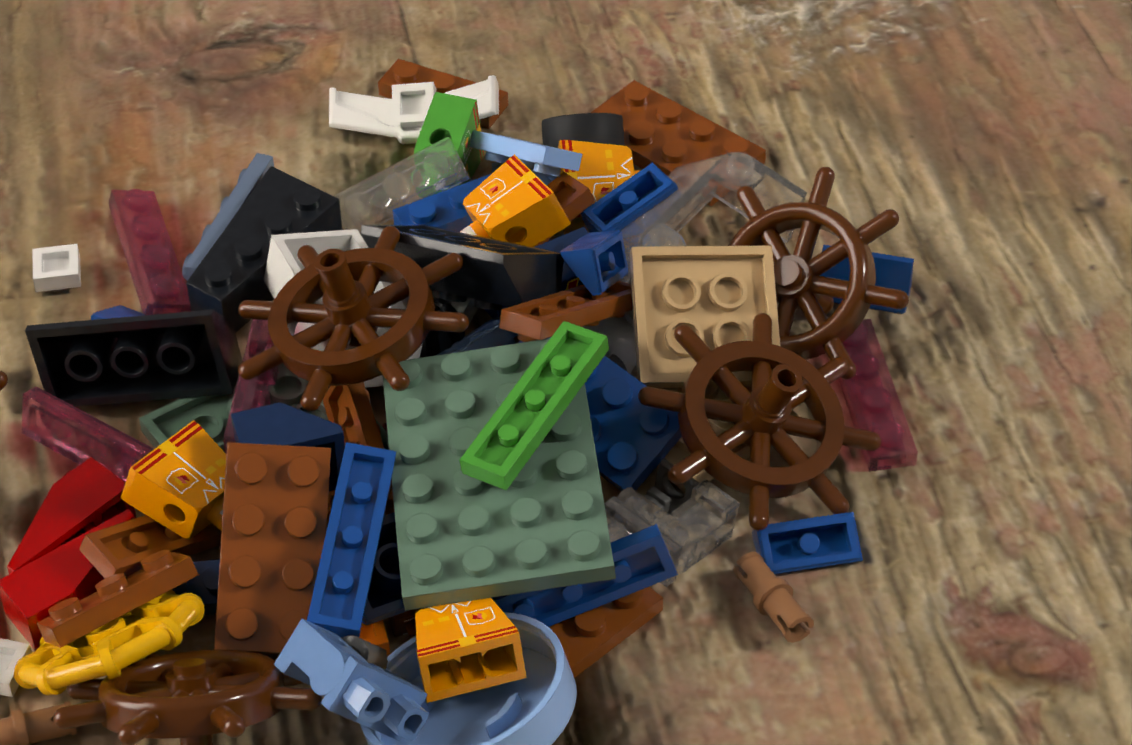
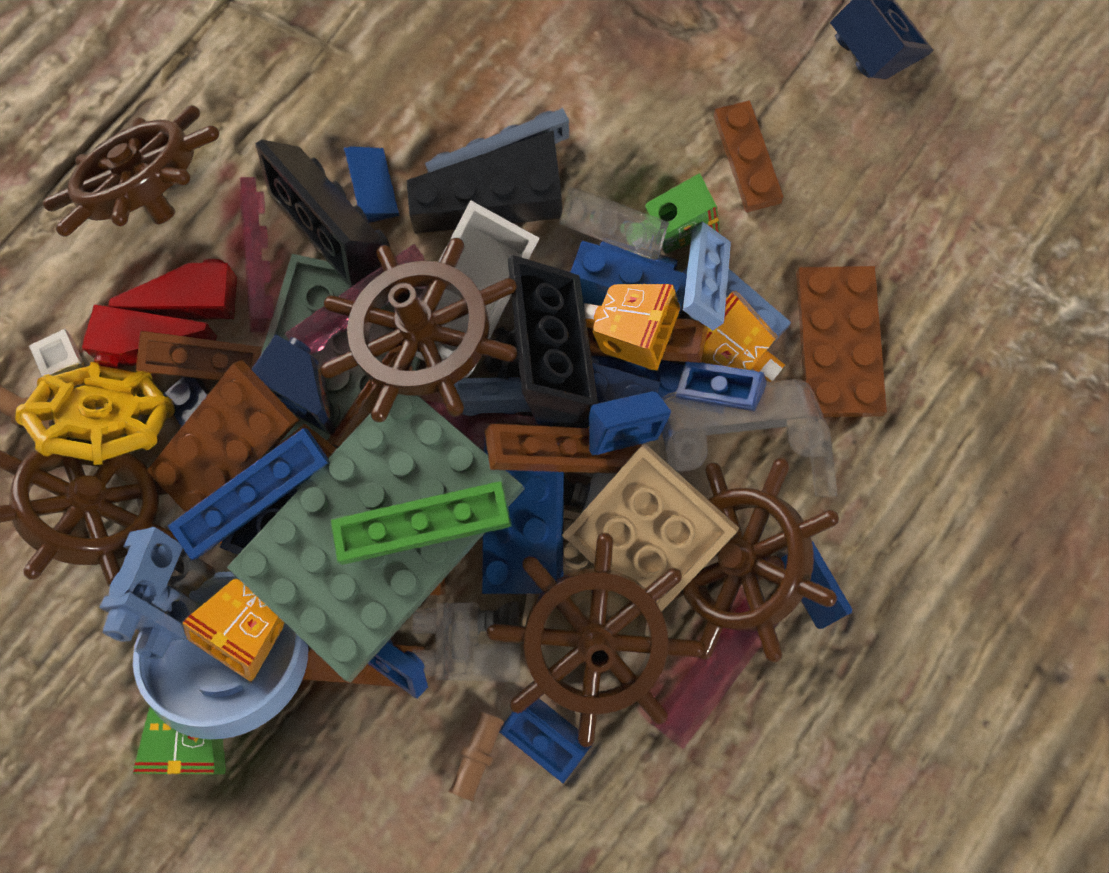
camera: 50 degrees right, 30 degrees up
(56, 267) = (374, 85): white plate -> none
(116, 597) = (124, 388): dark orange plate -> none
(149, 252) = (436, 121): clear pink plate -> none
(180, 482) = (236, 336): light orange torso -> none
(407, 109) = (706, 155): white plate -> none
(585, 127) = (772, 290): black tyre -> none

